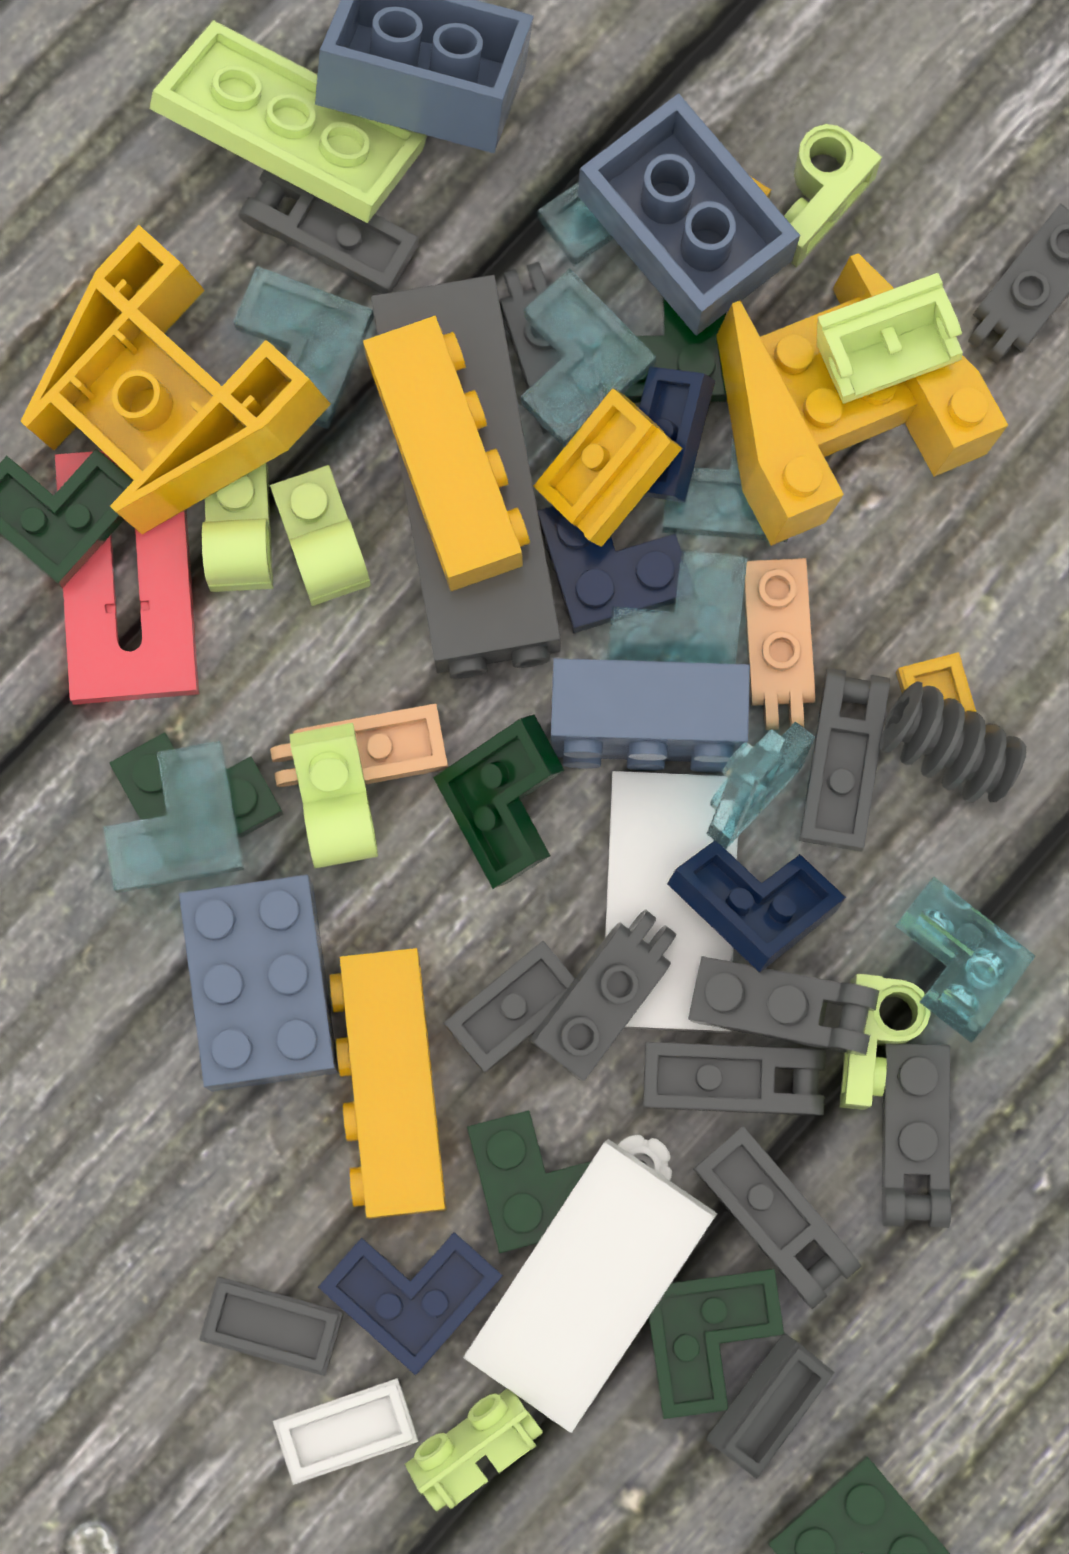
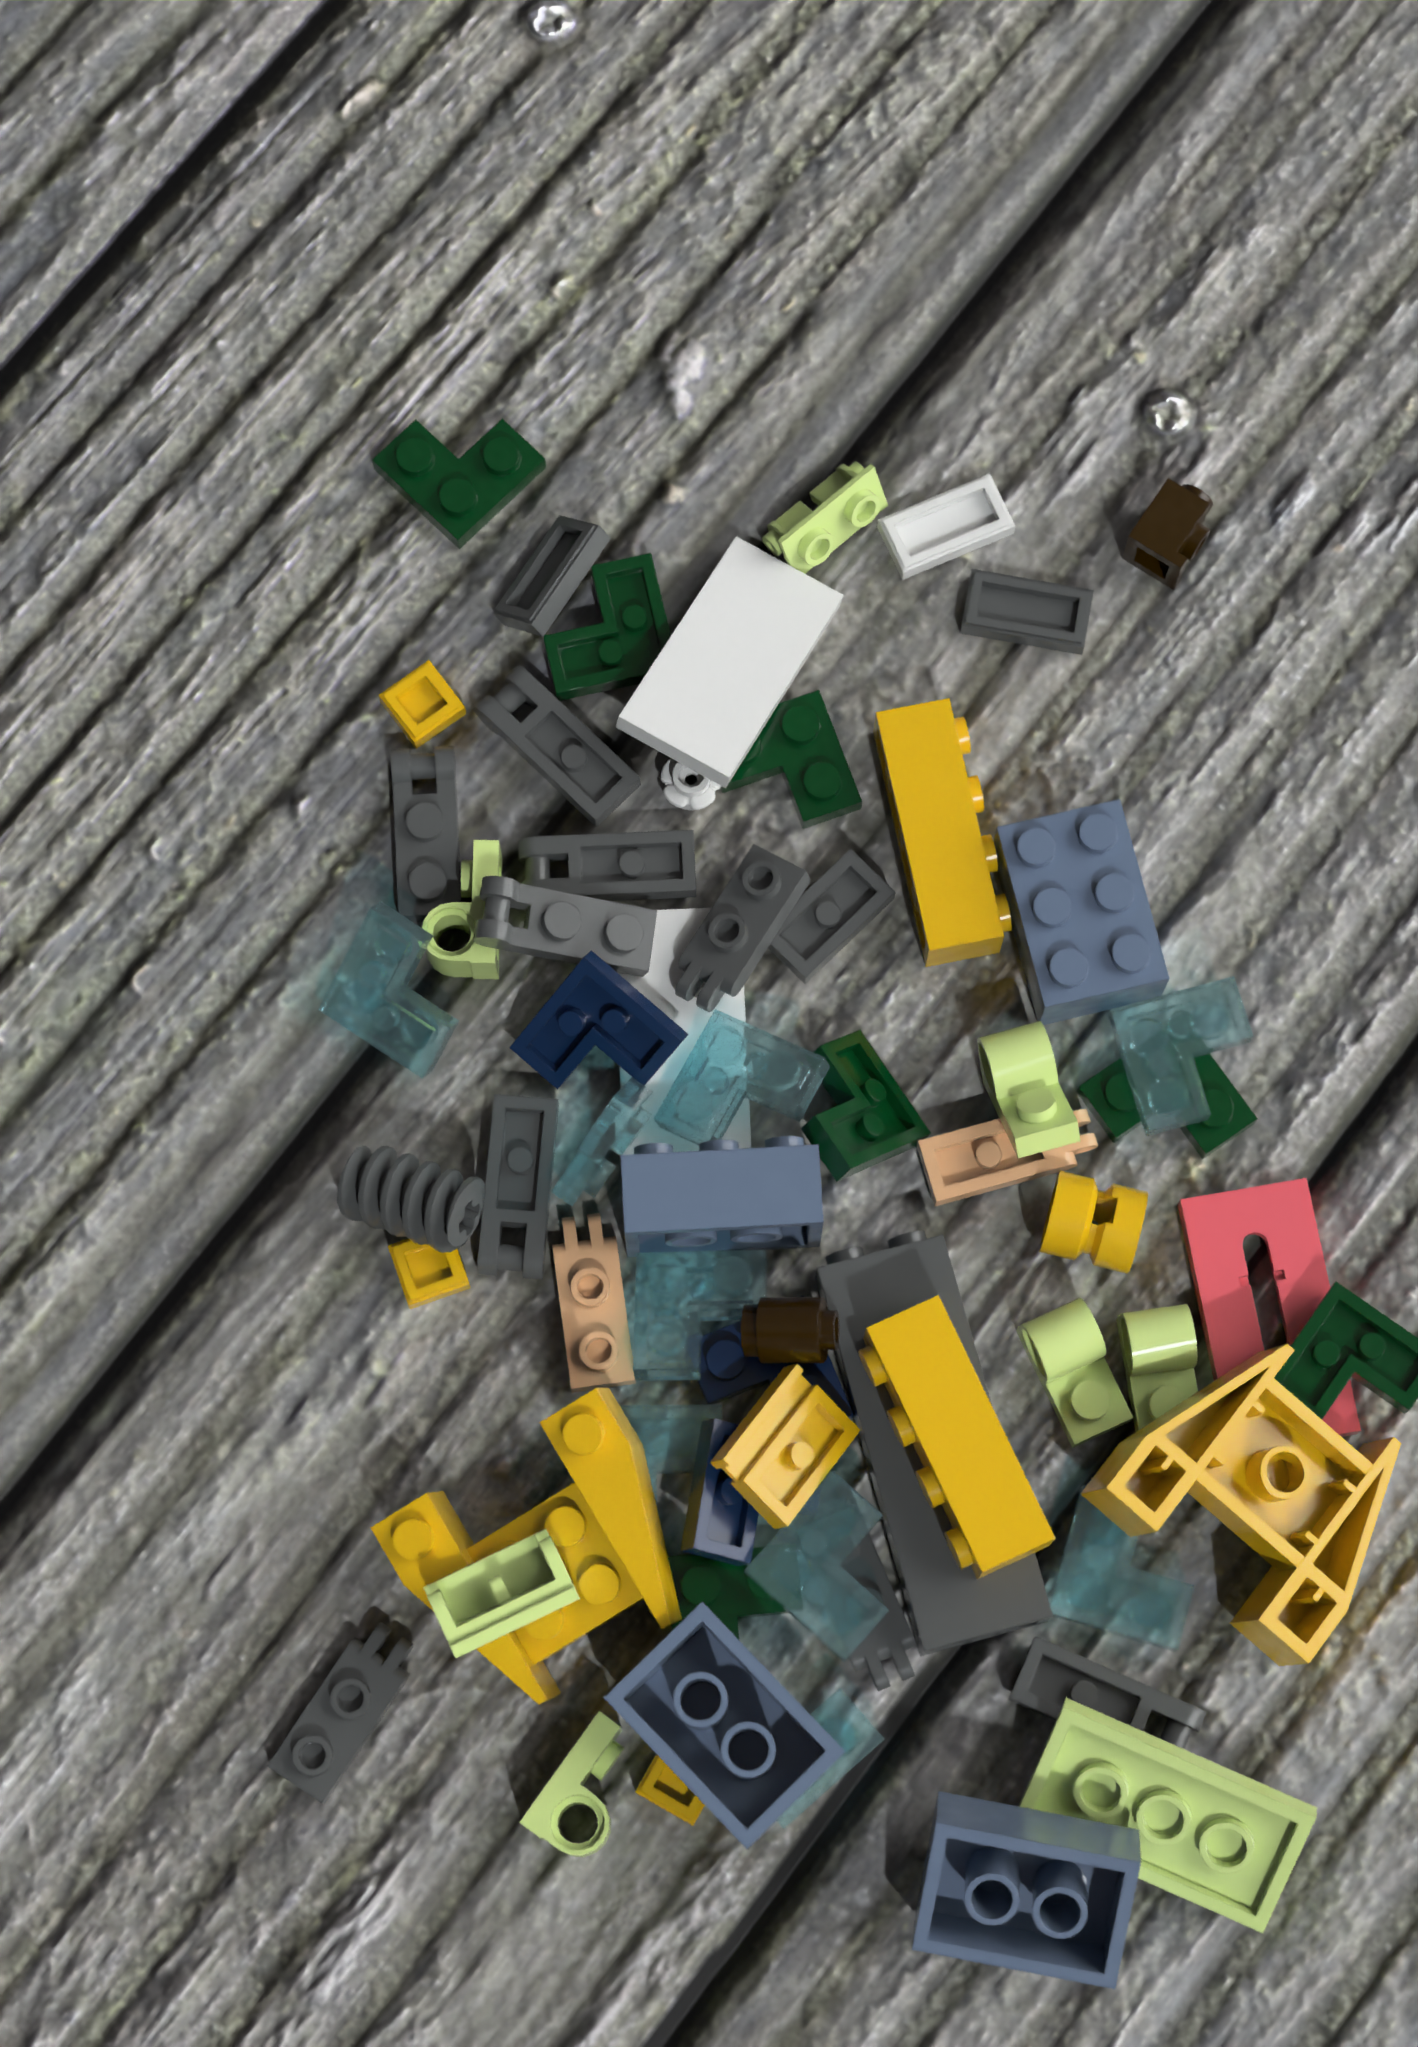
camera: 175 degrees right, 5 degrees down
(108, 1396) = (1169, 532): none -> dark brown brick
(305, 675) = (1070, 1227): none -> yellow wheel
(412, 1315) = (894, 628): dark blue plate -> none
(593, 576) = (789, 1330): none -> dark brown brick
(622, 852) = (735, 1064): none -> clear light blue plate
(913, 1278) = (422, 704): none -> yellow tile

